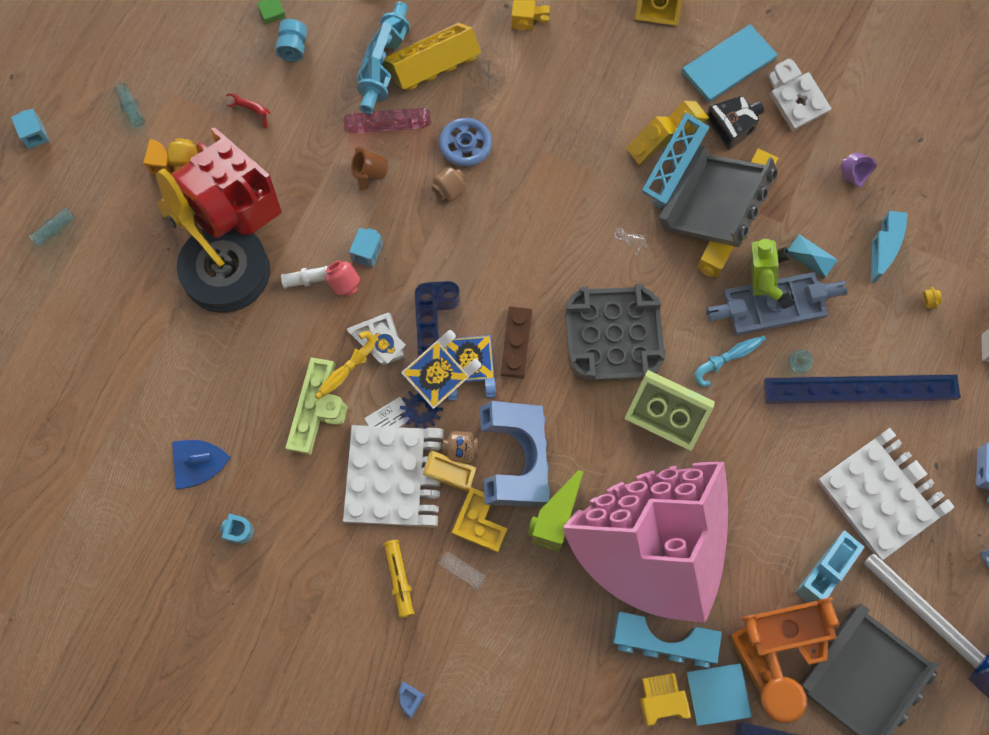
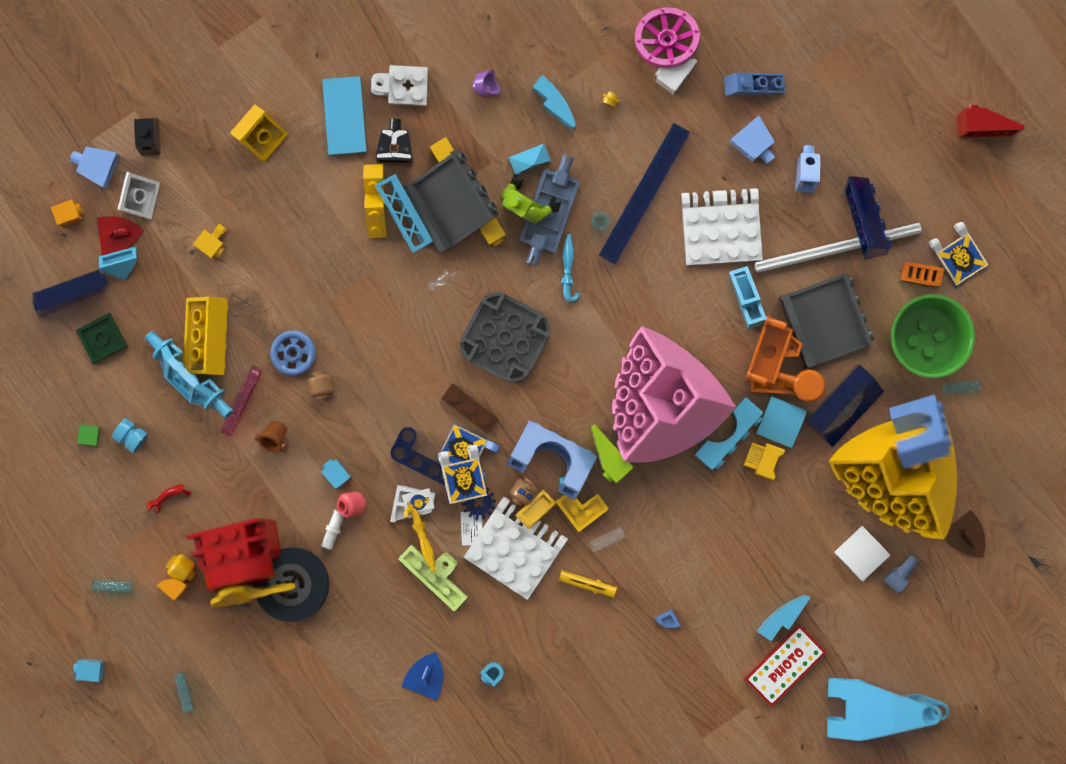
camera: 65 degrees left, 15 degrees up
(670, 410) = (583, 336): yellowish green brick -> none

